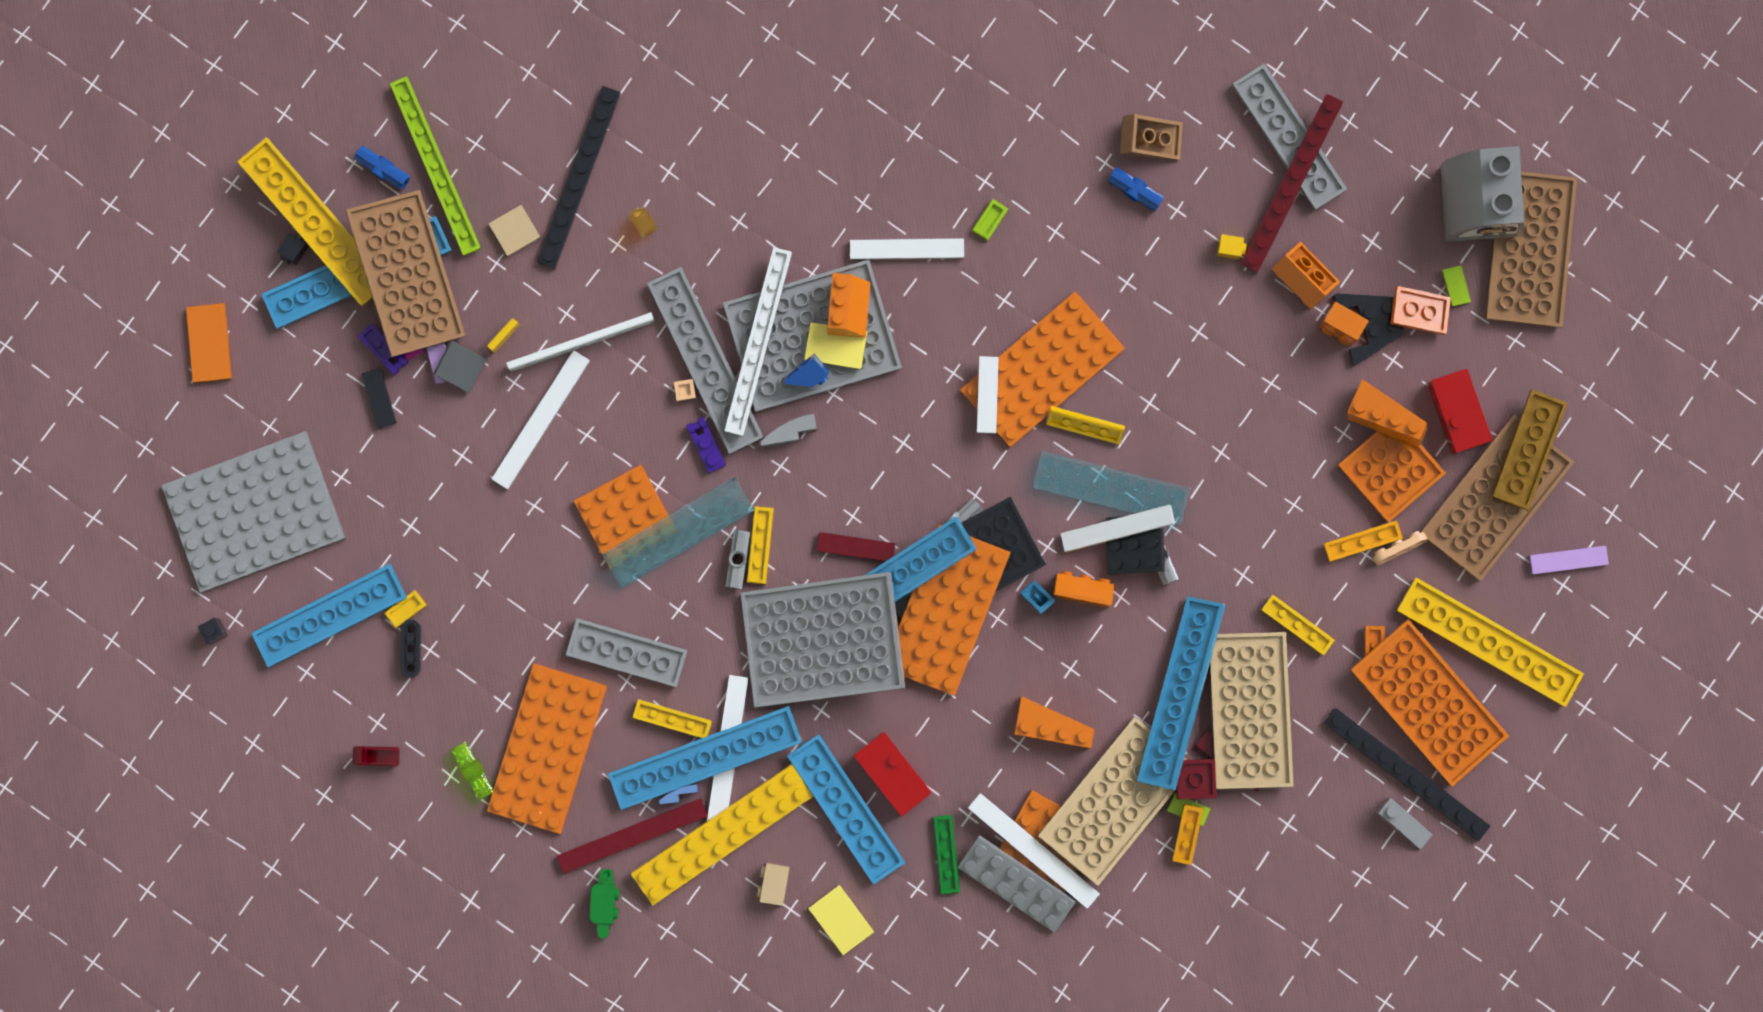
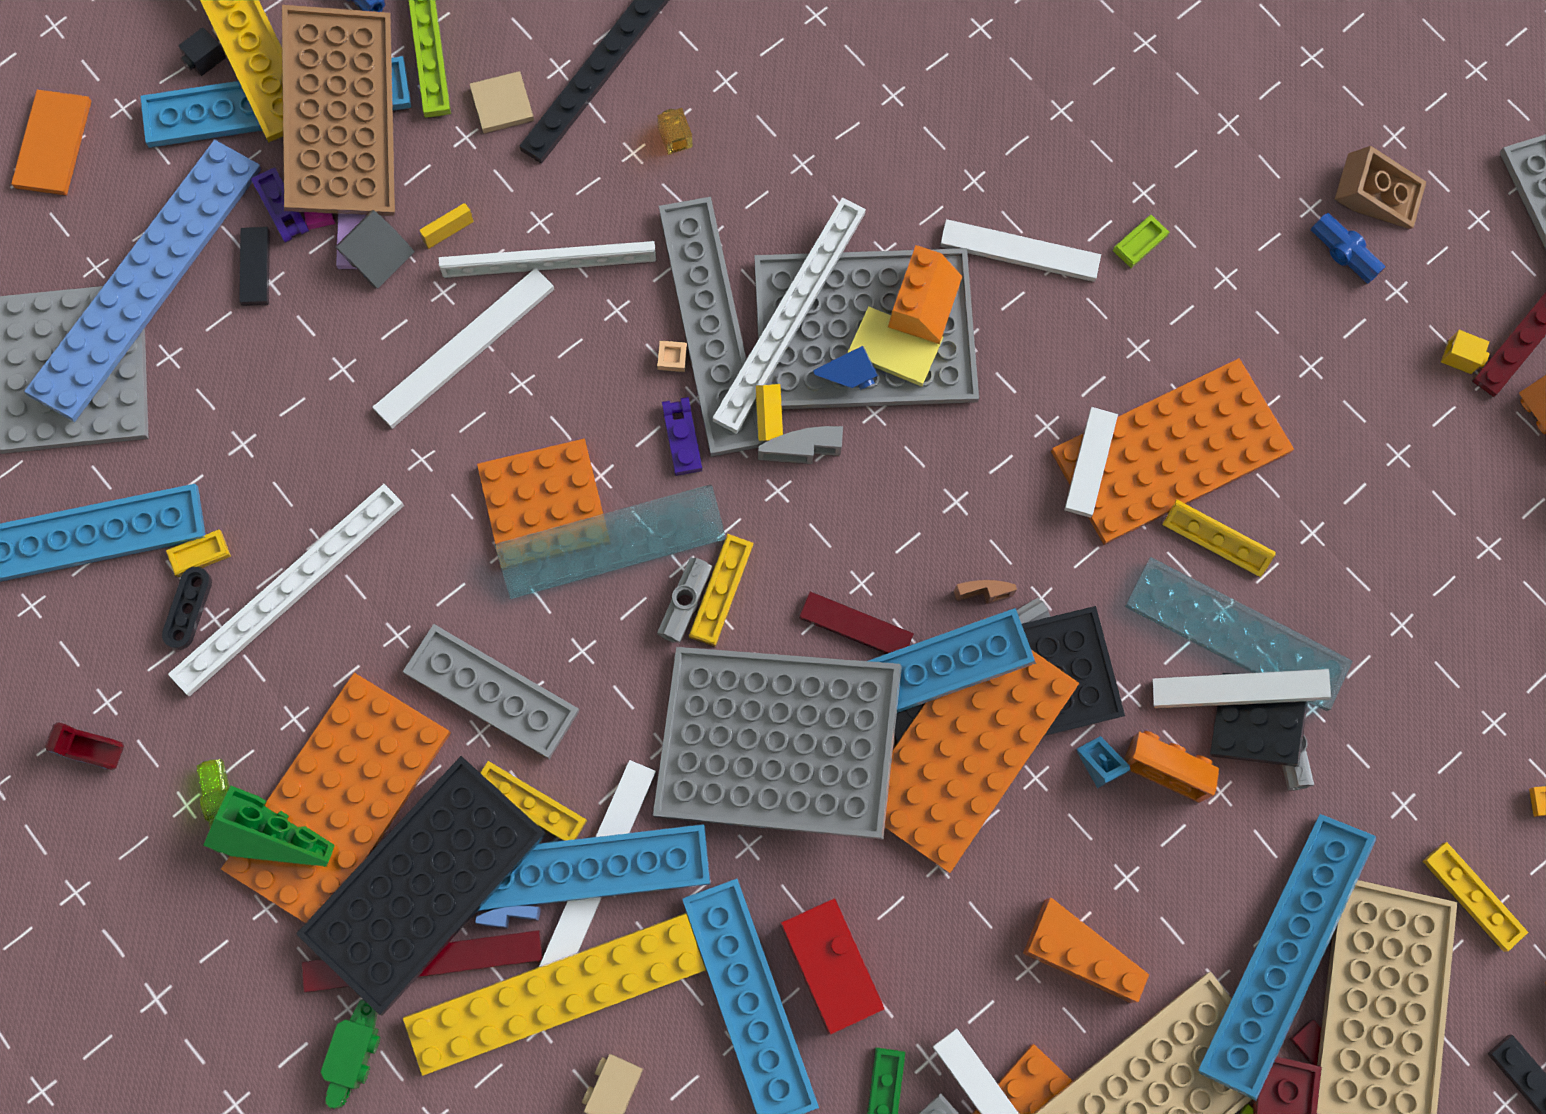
camera: 10 degrees right, 10 degrees down
(309, 428) = (142, 281): none -> medium blue plate
(472, 618) = (285, 590): none -> white plate
(503, 783) = (253, 831): none -> green wedge
(619, 788) = (421, 885): none -> black plate
(761, 416) = (769, 411): none -> yellow tile
(941, 501) = (991, 589): none -> nougat slope

